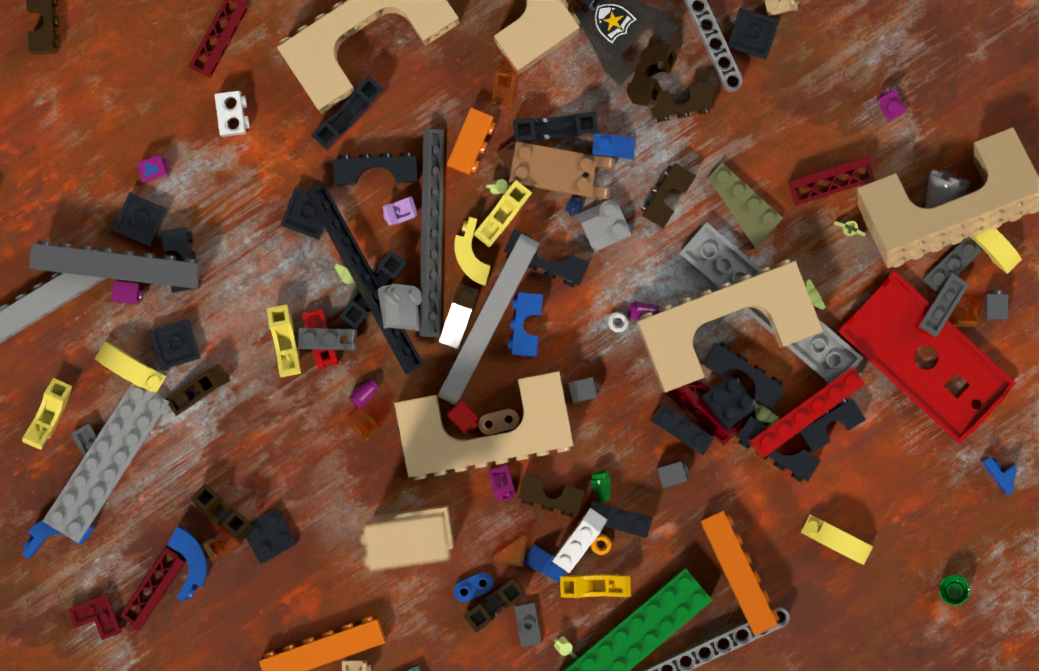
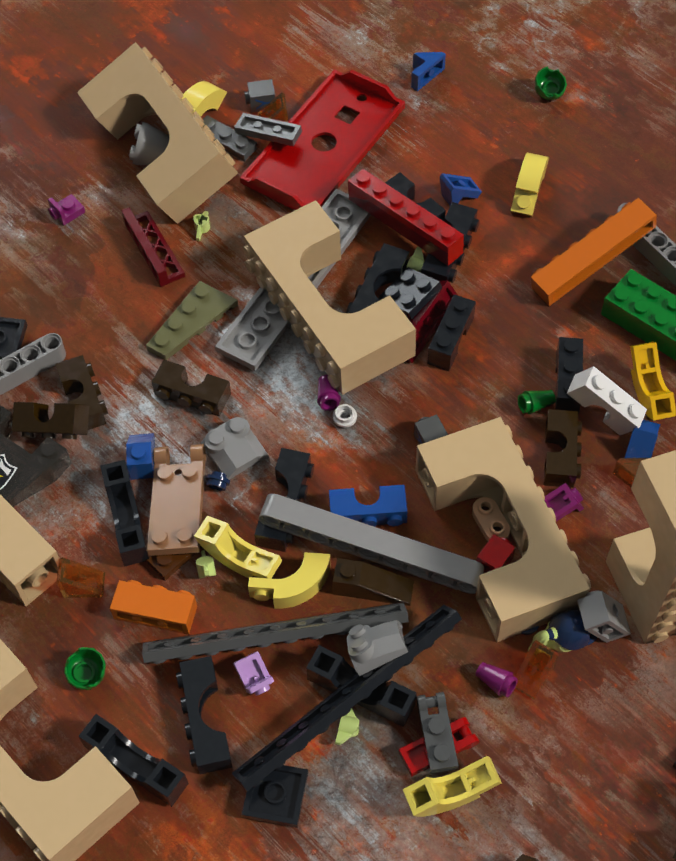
camera: 100 degrees left, 30 degrees down
(390, 457) = (565, 632): none -> dark blue hair
(392, 485) = (603, 616): none -> light grey brick
(427, 84) = (85, 668): none -> green hair
(672, 474) = (504, 335): dark grey brick -> none
(841, 473) = (456, 187): none -> blue slope

